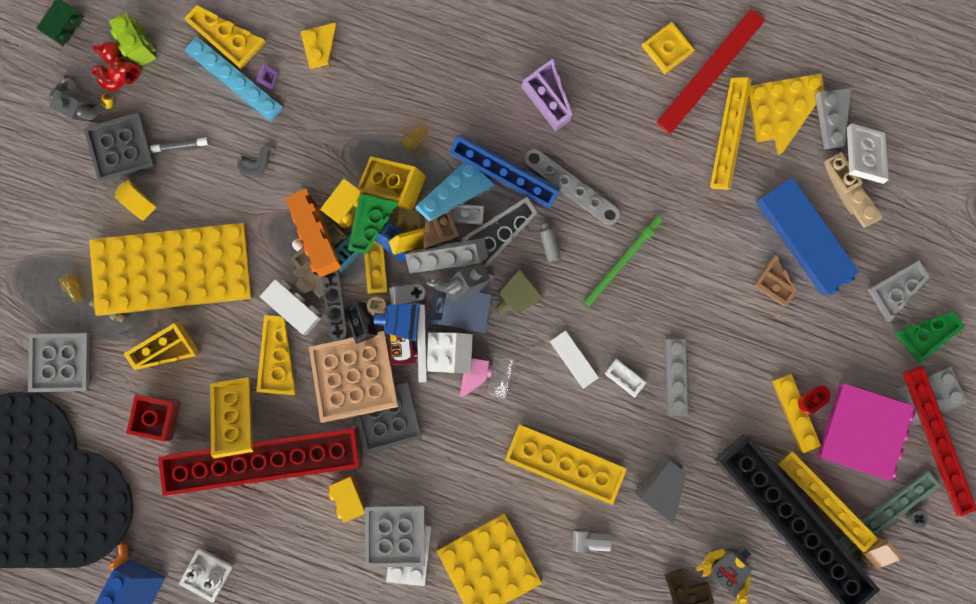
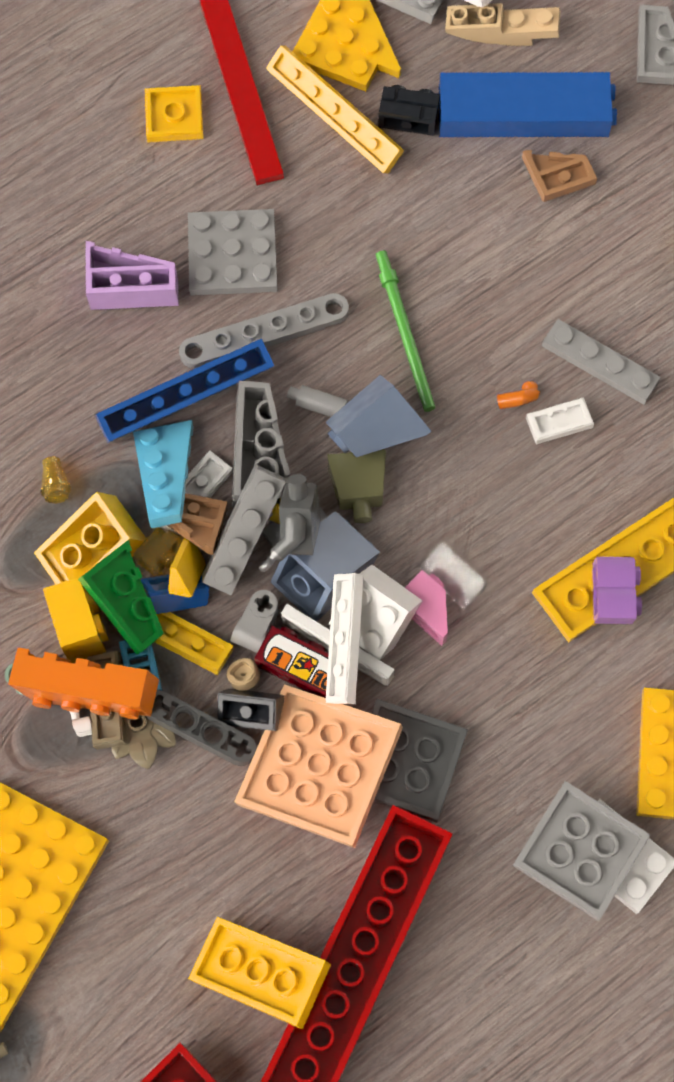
camera: 55 degrees left, 15 degrees down
(164, 347) = (88, 1010): yellow wedge -> none
(275, 362) = (226, 867): yellow wing -> none
(291, 306) = (160, 789): white brick -> none
(347, 499) = (485, 888): yellow piece -> none
(400, 320) = (288, 643): blue torso -> none
(420, 348) = (344, 638): none -> white tile
(544, 468) = (615, 590): none -> medium lavender brick
(554, 283) = (375, 420): none -> sand blue slope
(574, 359) = (492, 469): white tile -> none
(606, 138) = (232, 252): none -> light grey plate
(623, 348) = (518, 398): none -> orange arm
(758, 174) = (408, 110): none -> black brick

